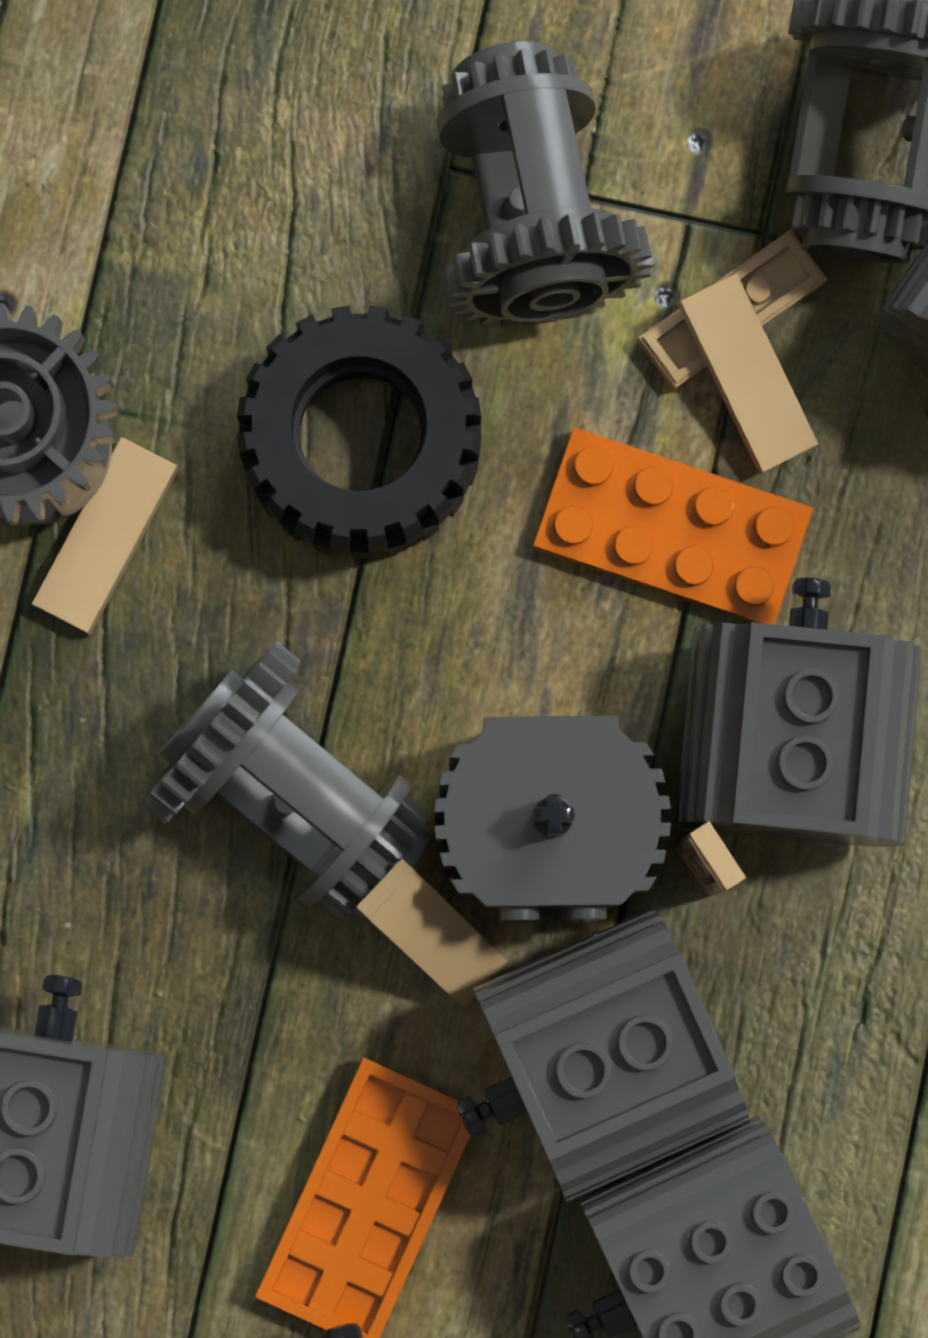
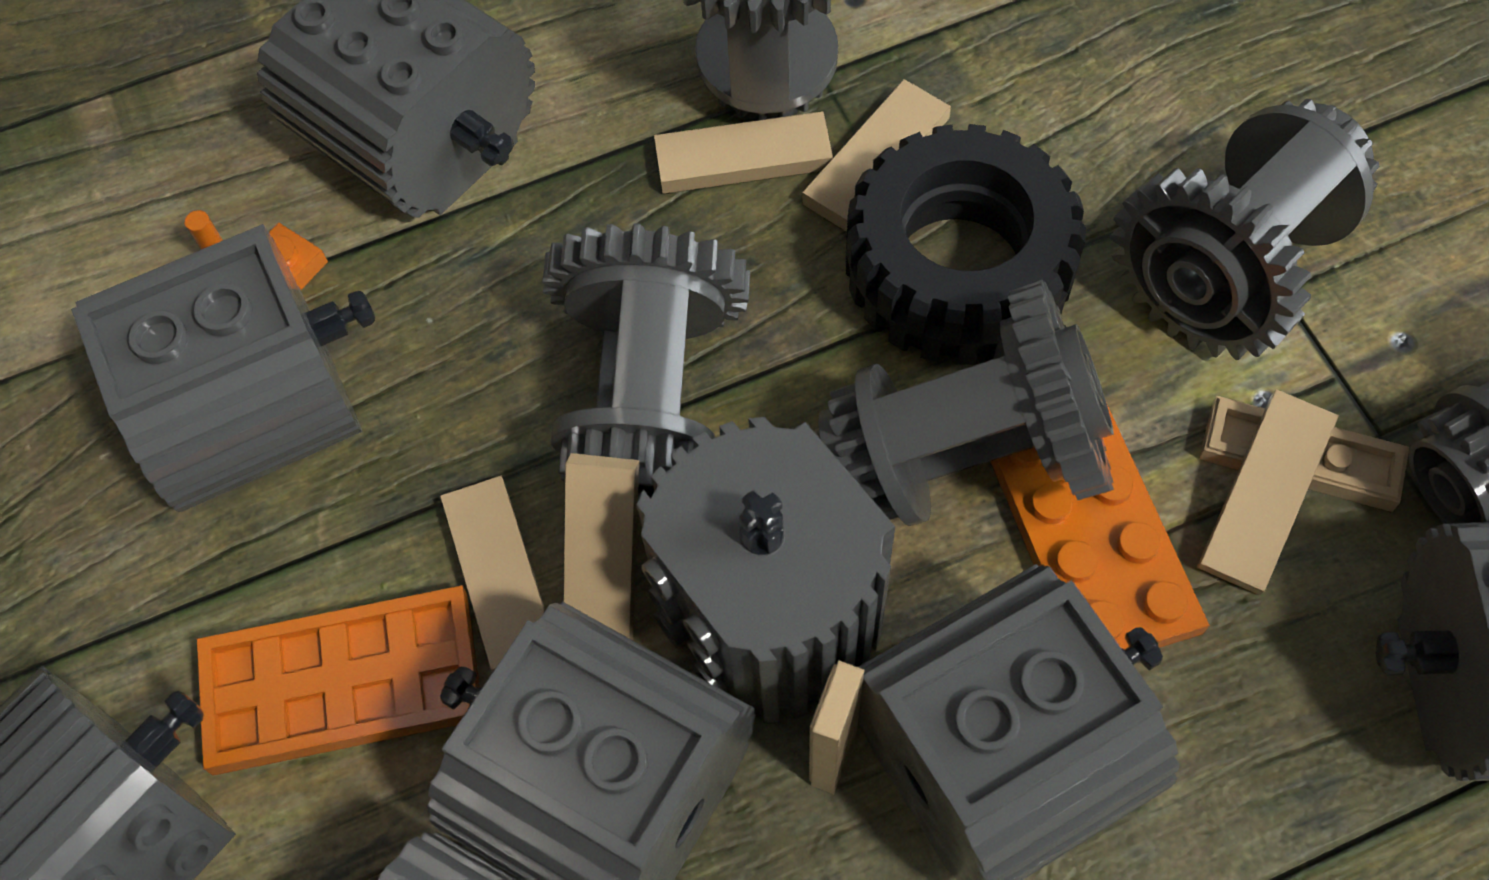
camera: 60 degrees right, 20 degrees down
(198, 422) = (899, 116): none -> tan tile
(364, 1020) = (493, 563): none -> tan tile
(572, 511) = (1031, 398): none -> dark grey piece

